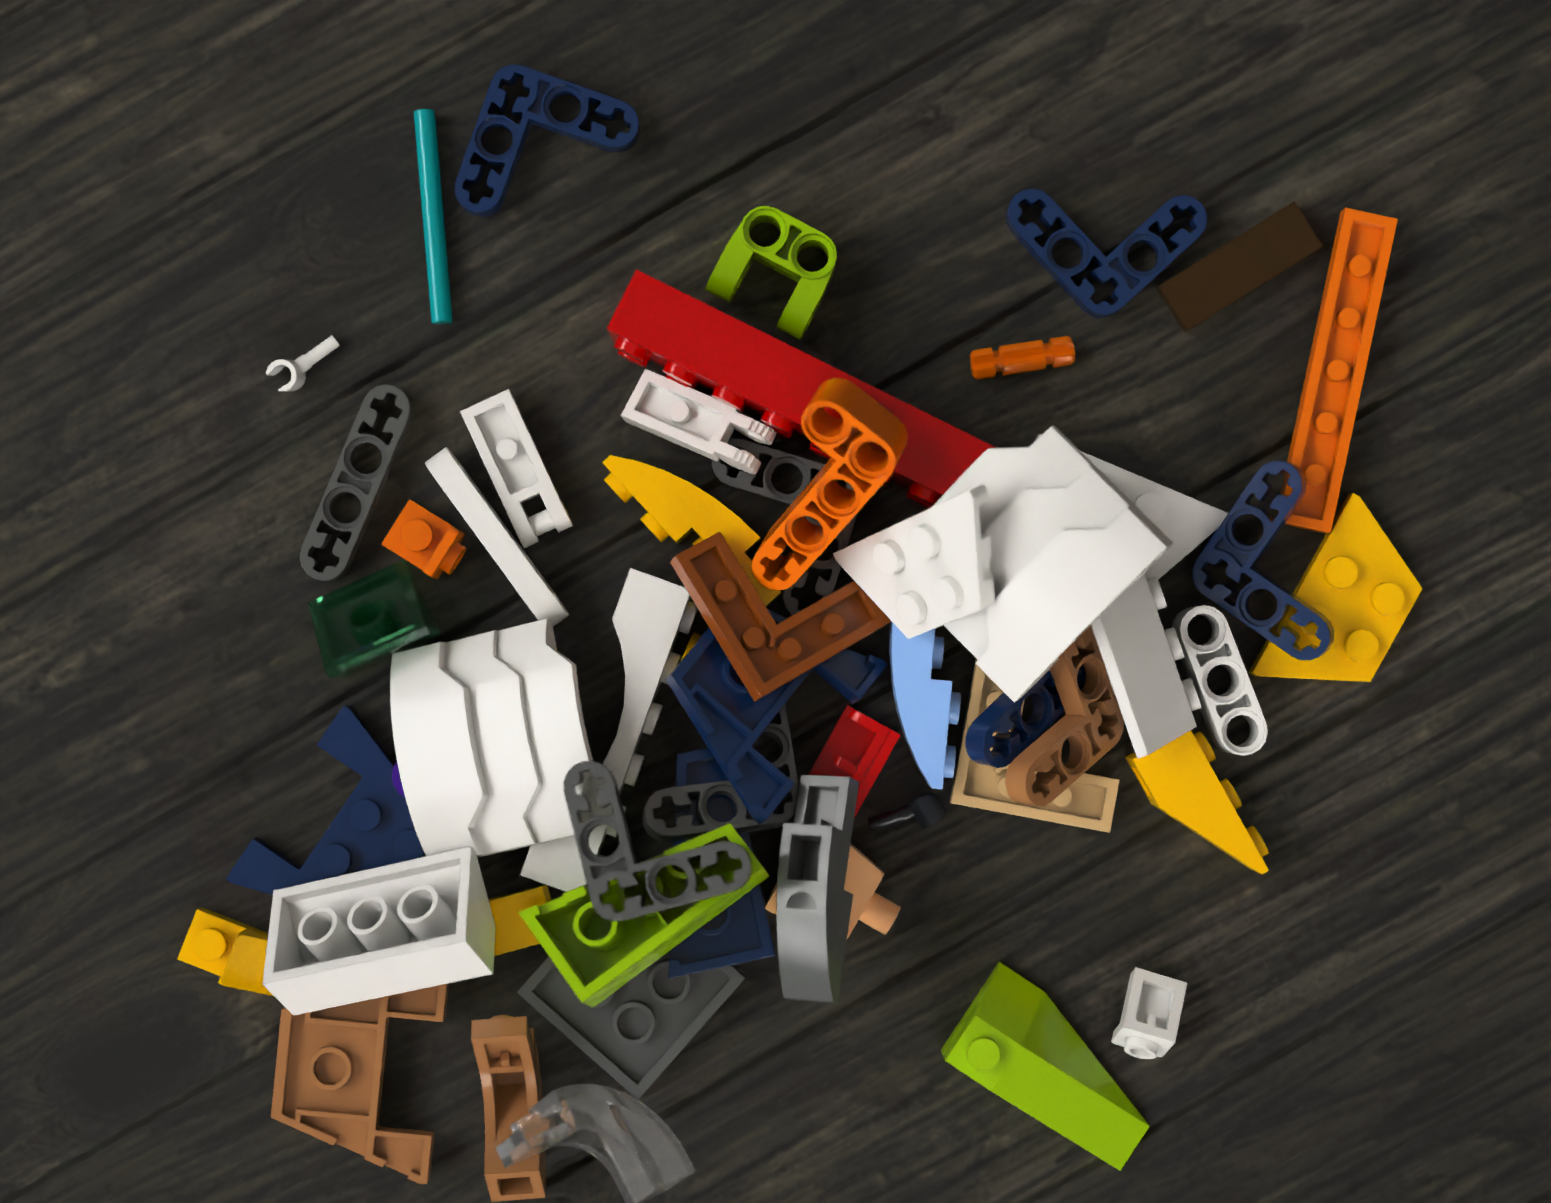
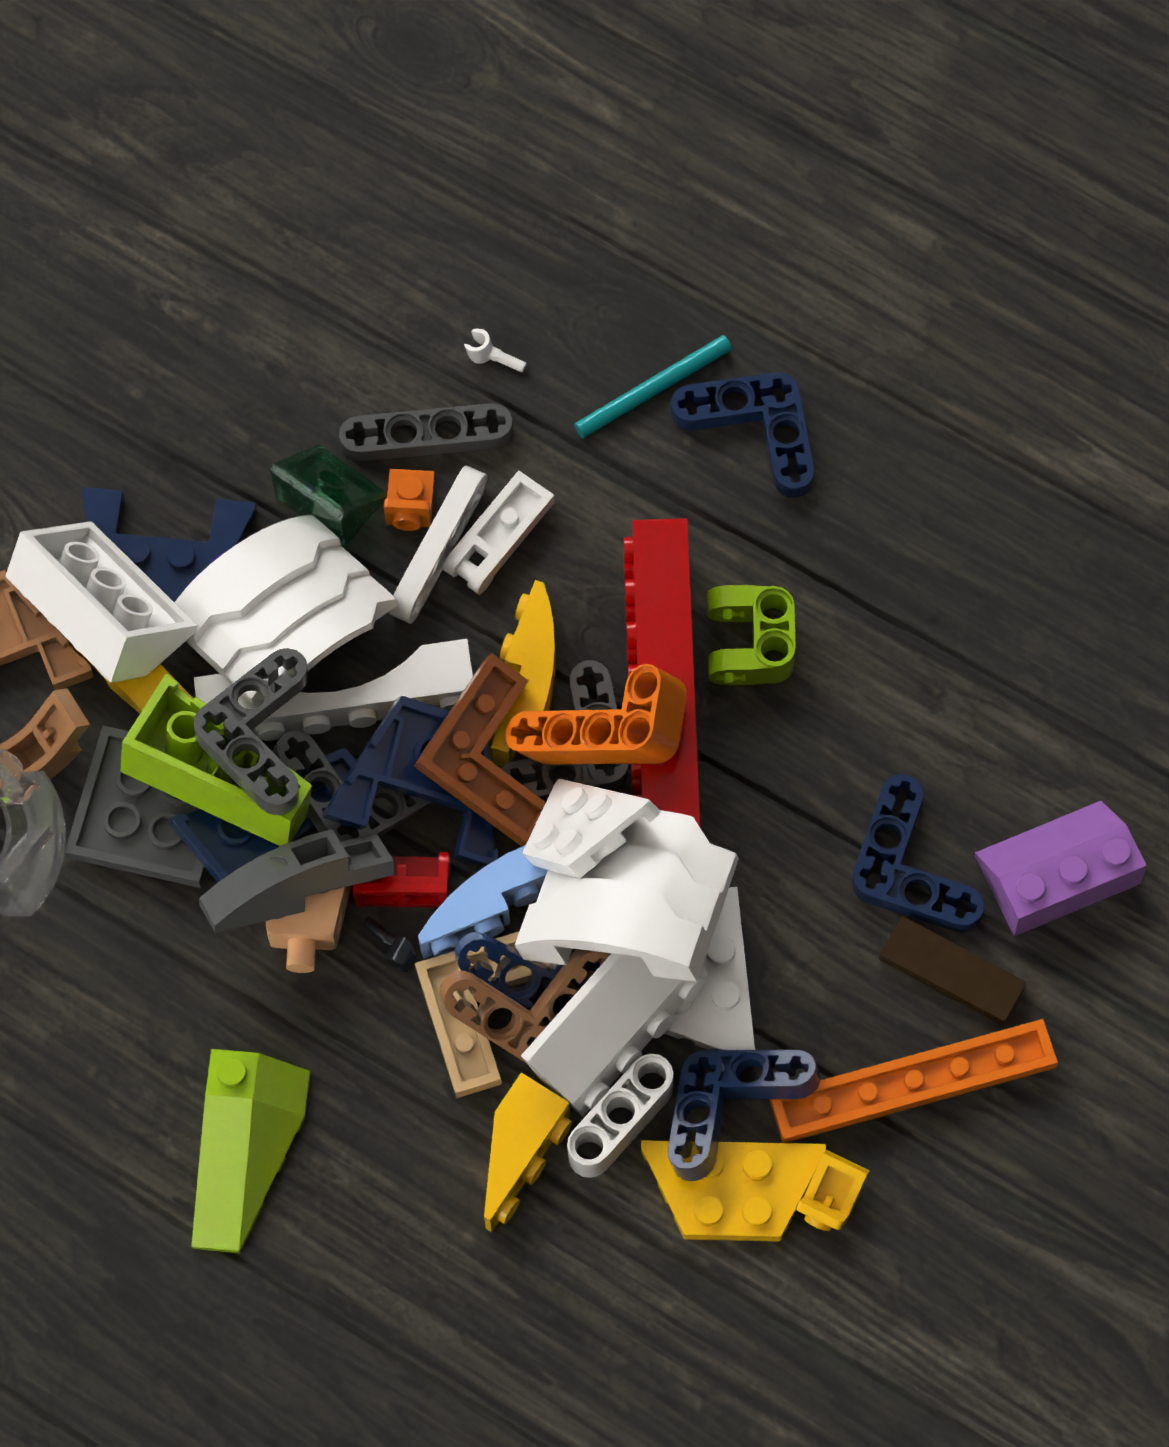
camera: 65 degrees right, 20 degrees down
(226, 949) = (28, 508): yellow slope -> none
(693, 420) = (603, 631): white hinge -> none
(1022, 357) = (789, 846): orange axle -> none
(1150, 1014) = (327, 1199): white bracket -> none
(1192, 96) = (1061, 867): none -> medium lavender slope
(1409, 515) = (832, 1192): none -> yellow bracket

